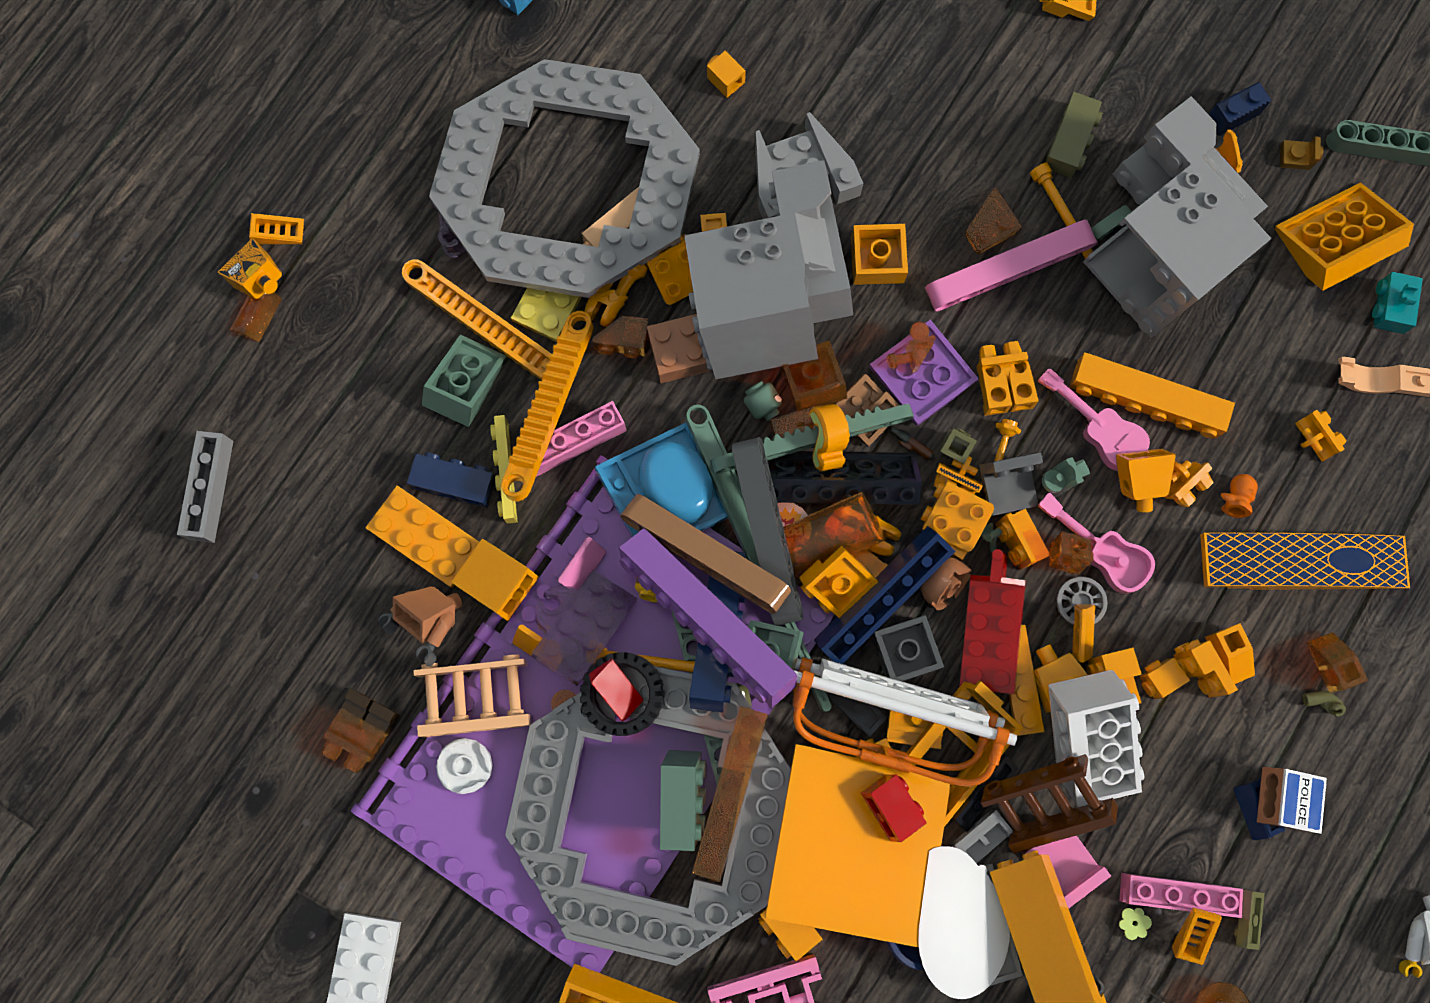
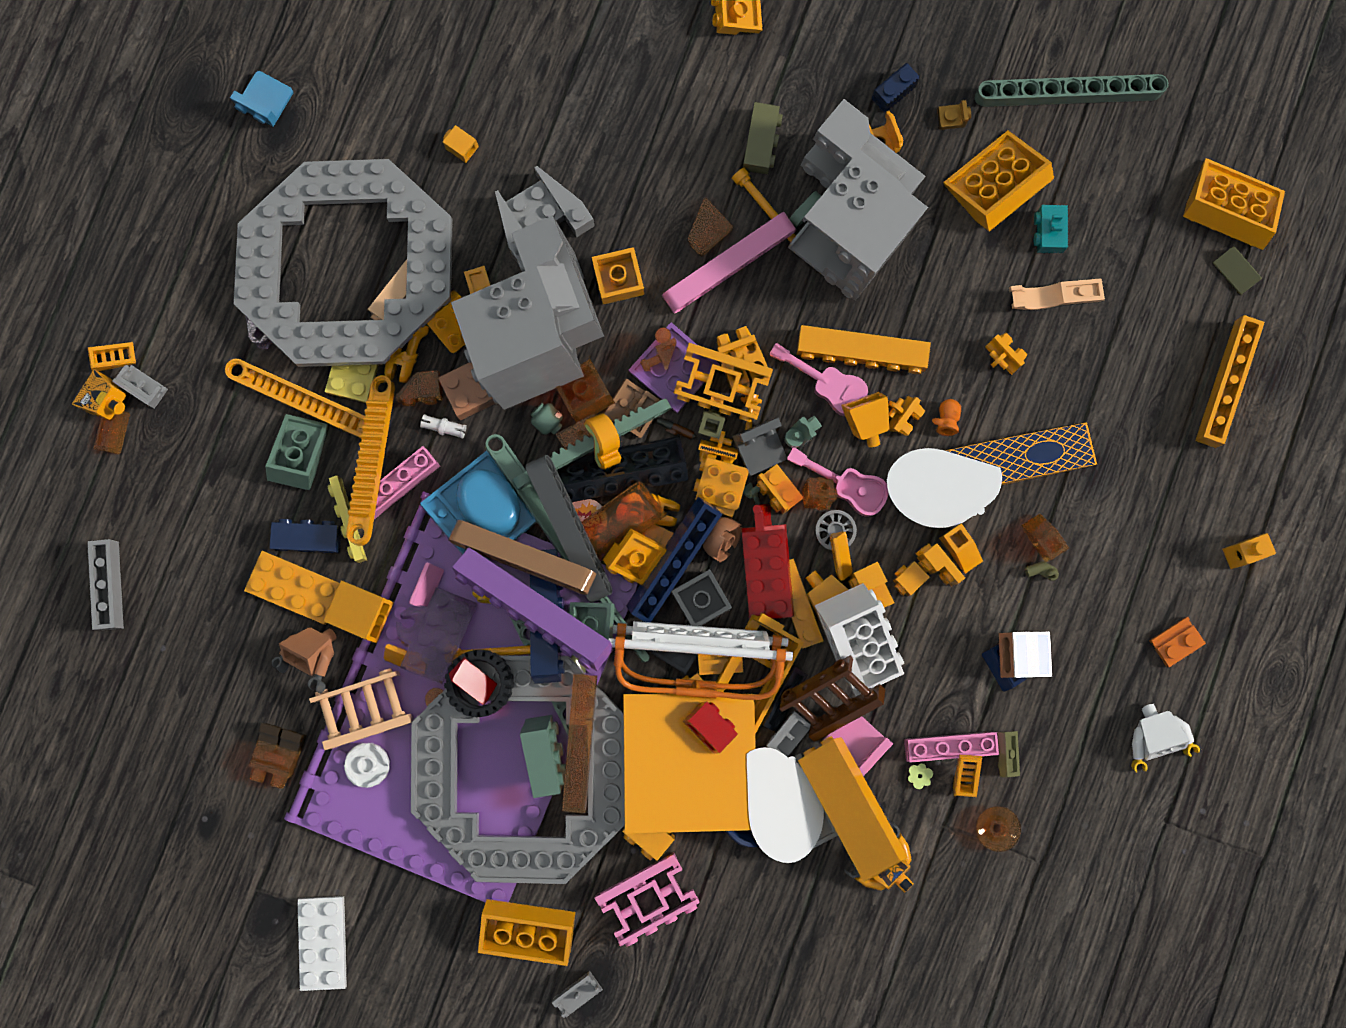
camera: 10 degrees left, 5 degrees up
(301, 268) = (140, 385): none -> light grey hinge
(639, 385) = (443, 426): none -> white pin
(992, 377) = (727, 366): none -> light orange fence
(1222, 575) = (941, 487): none -> white sticker

